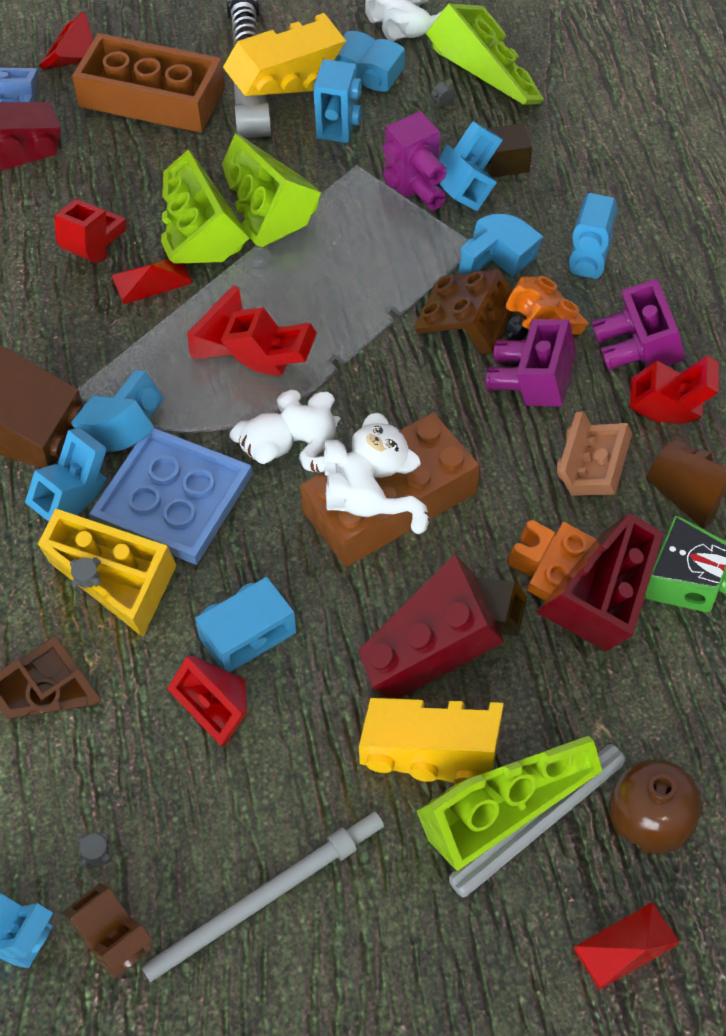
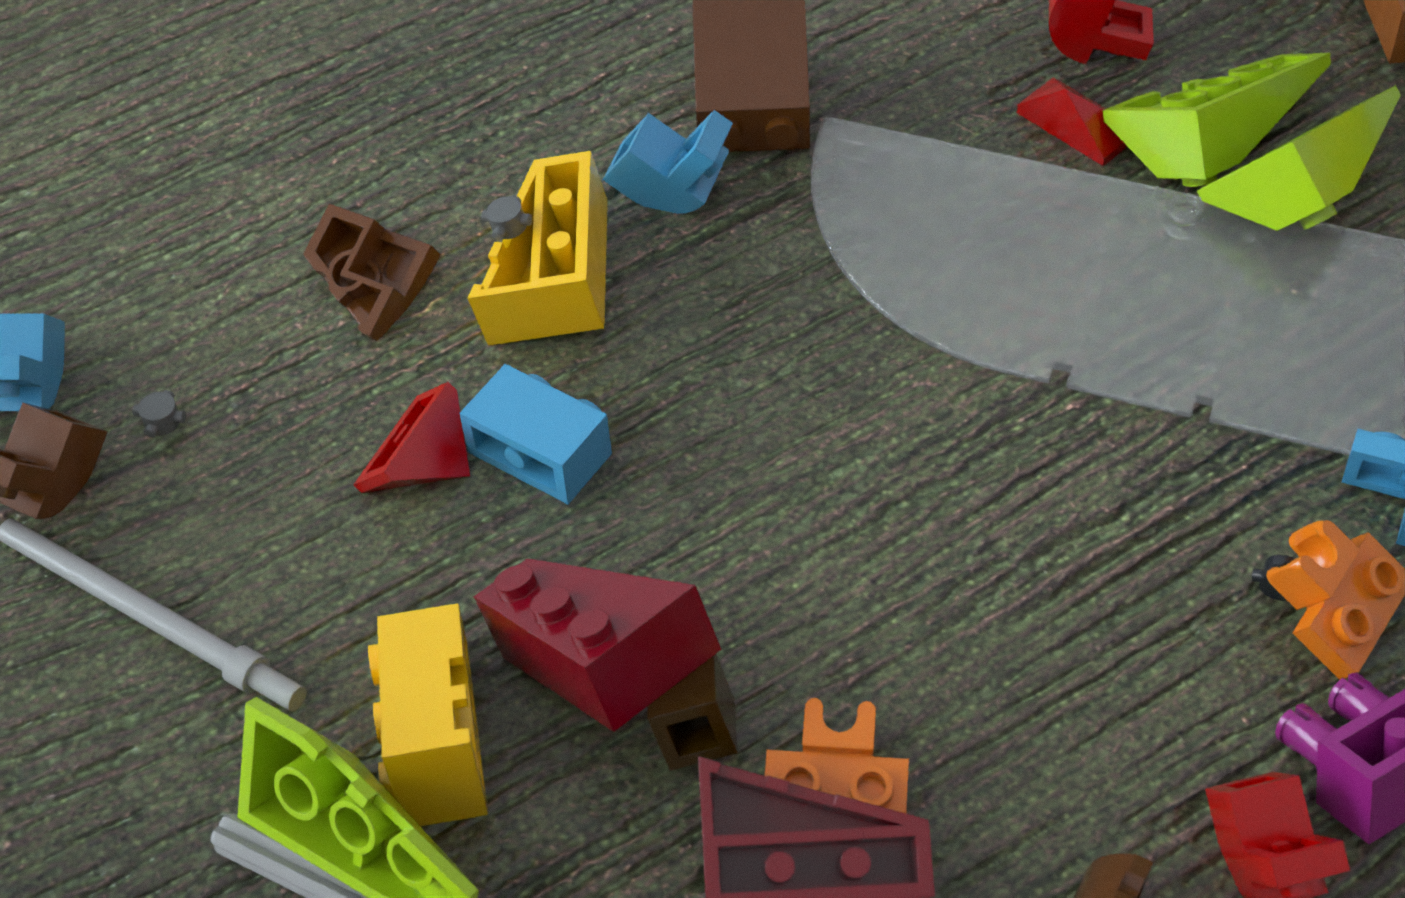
camera: 70 degrees right, 5 degrees down
(124, 418) = (797, 170): dark azure brick -> none
(173, 494) = (713, 279): medium blue plate -> none
(206, 334) = (1015, 209): red slope -> none
(263, 345) = (1011, 259): red brick -> none
(273, 434) = (880, 359): white animal -> none
(376, 452) = (848, 440): white animal -> none
(440, 482) = (849, 512): dark orange brick -> none
(468, 302) = (1264, 495): reddish brown bracket -> none
(543, 362) = (1207, 623): magenta brick -> none
(593, 456) = (1067, 760): nougat bracket -> none

